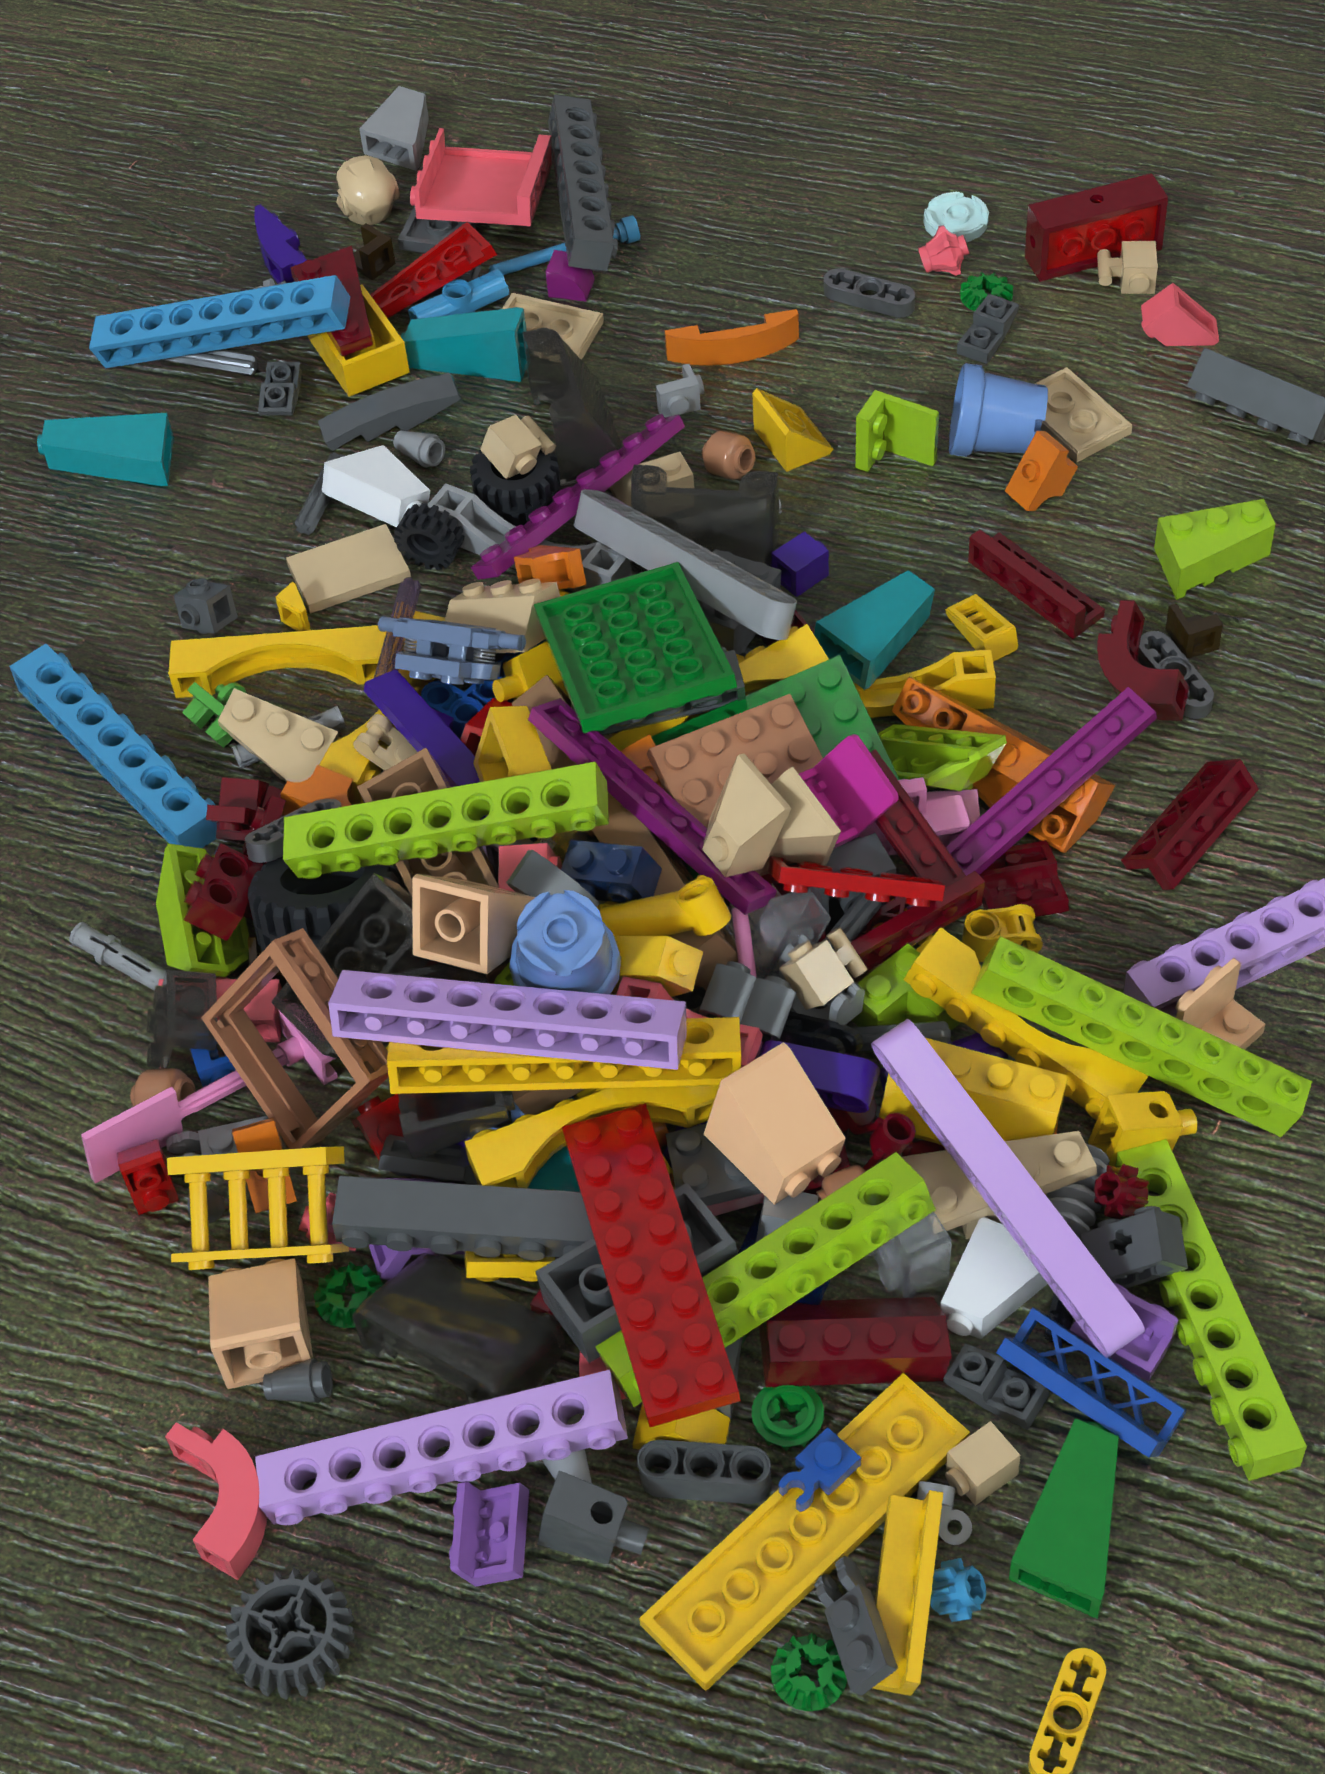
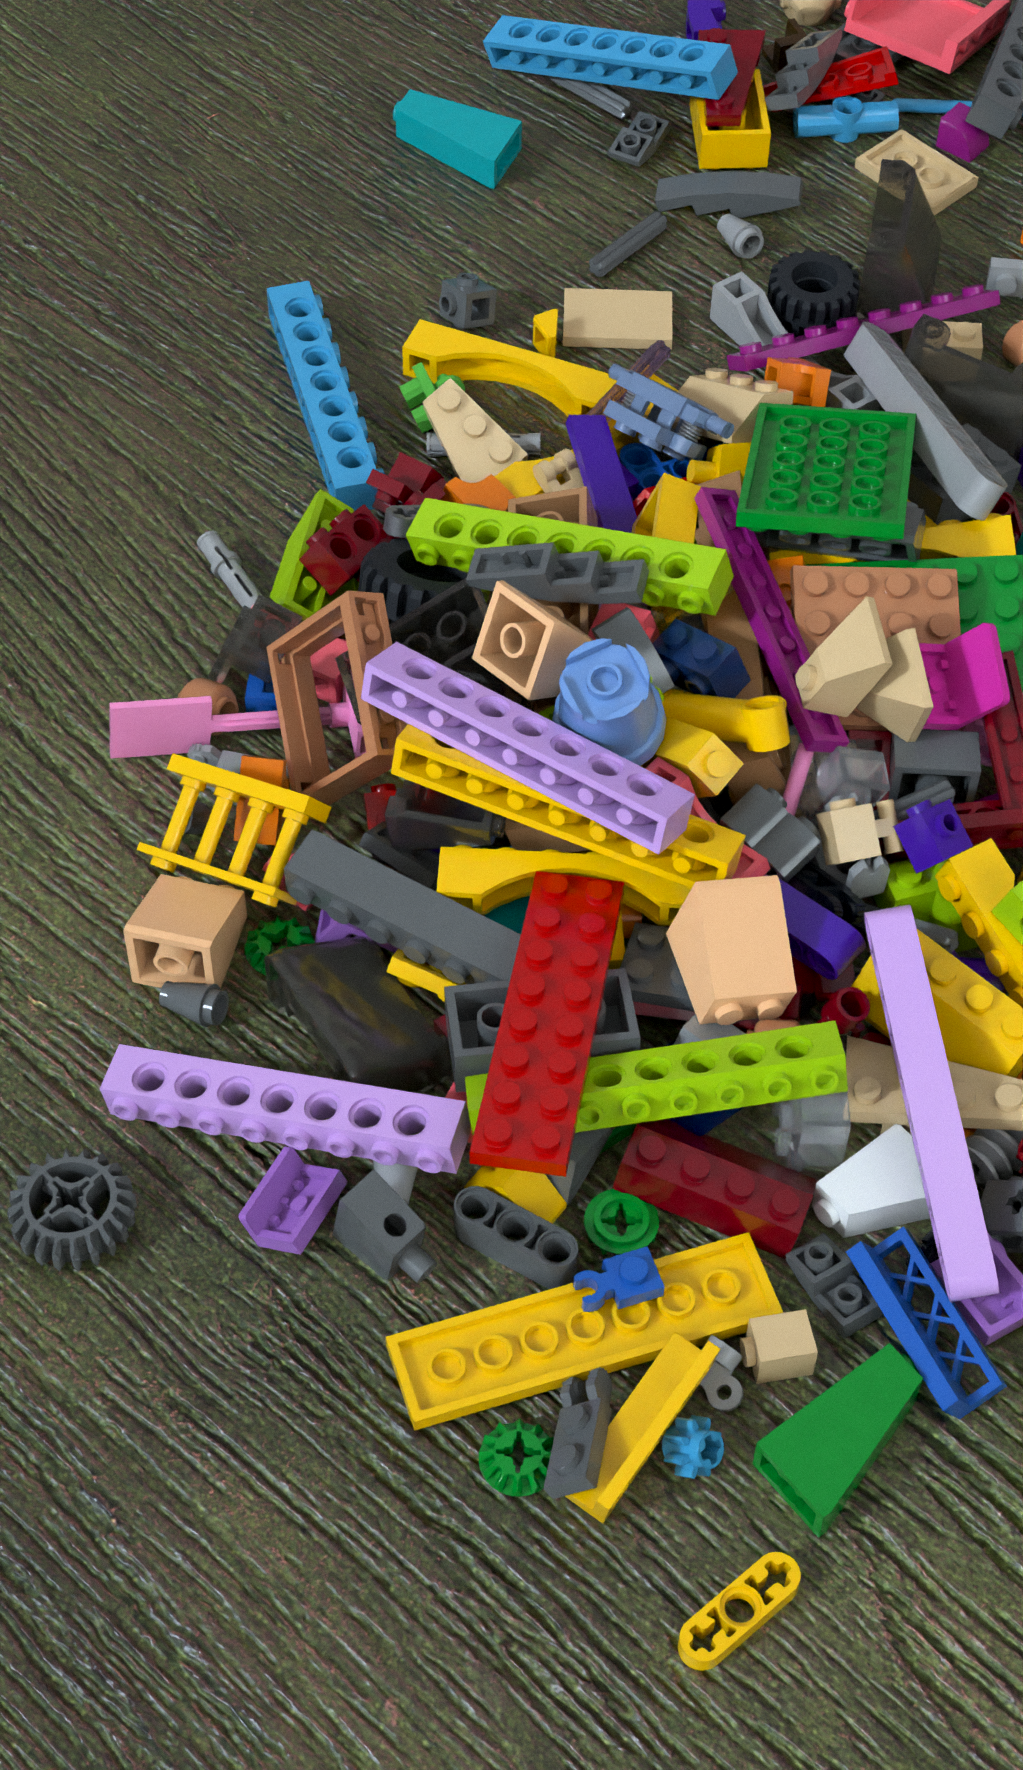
camera: 20 degrees right, 0 degrees up
(147, 1177) = (149, 772): red slope -> none
(237, 1523) = (73, 1097): coral arch -> none
(374, 484) = (679, 253): white slope -> none
(404, 270) = (805, 70): none -> dark grey slope
(429, 536) = (703, 314): black tyre -> none
(449, 848) = (558, 577): none -> dark grey slope
(470, 344) = (832, 158): teal slope -> none
(514, 445) = (822, 258): tan brick -> none
(888, 945) = (932, 834): none -> dark purple brick
(916, 890) = (986, 796): red wing -> none

